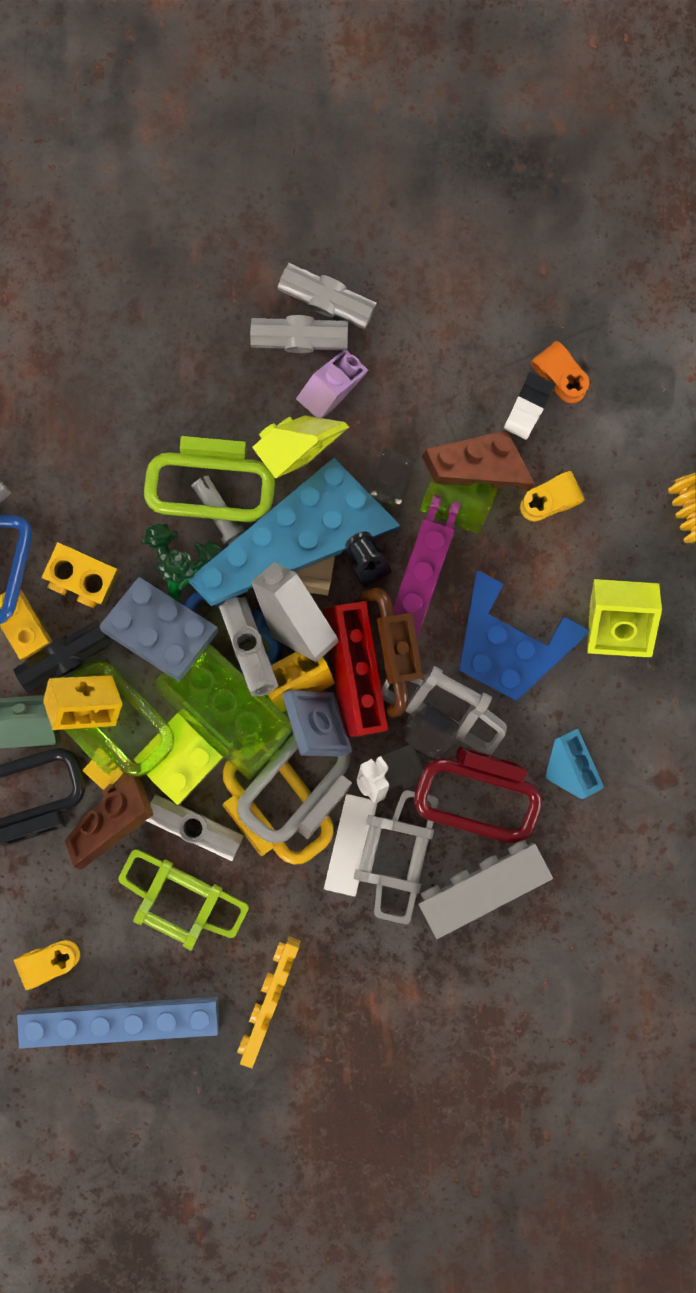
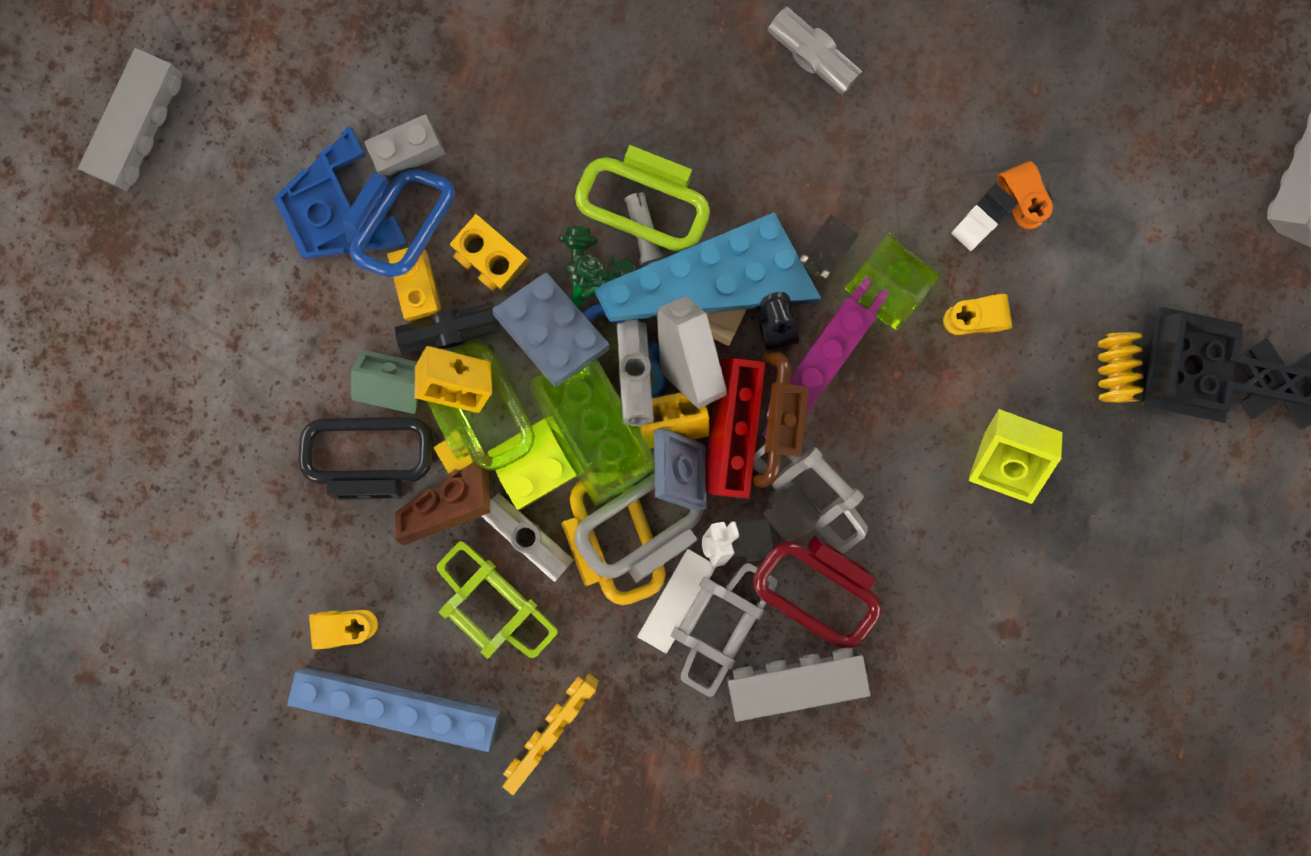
camera: 20 degrees right, 0 degrees up
(296, 442) = (742, 184): neon yellow slope -> none
(299, 334) = (776, 80): light grey piece -> none
(331, 384) = (793, 138): lavender slope -> none
(482, 459) = (919, 256): copper wing -> none
(503, 655) = (885, 458): blue wing -> none
(573, 766) = (921, 589): dark azure slope -> none

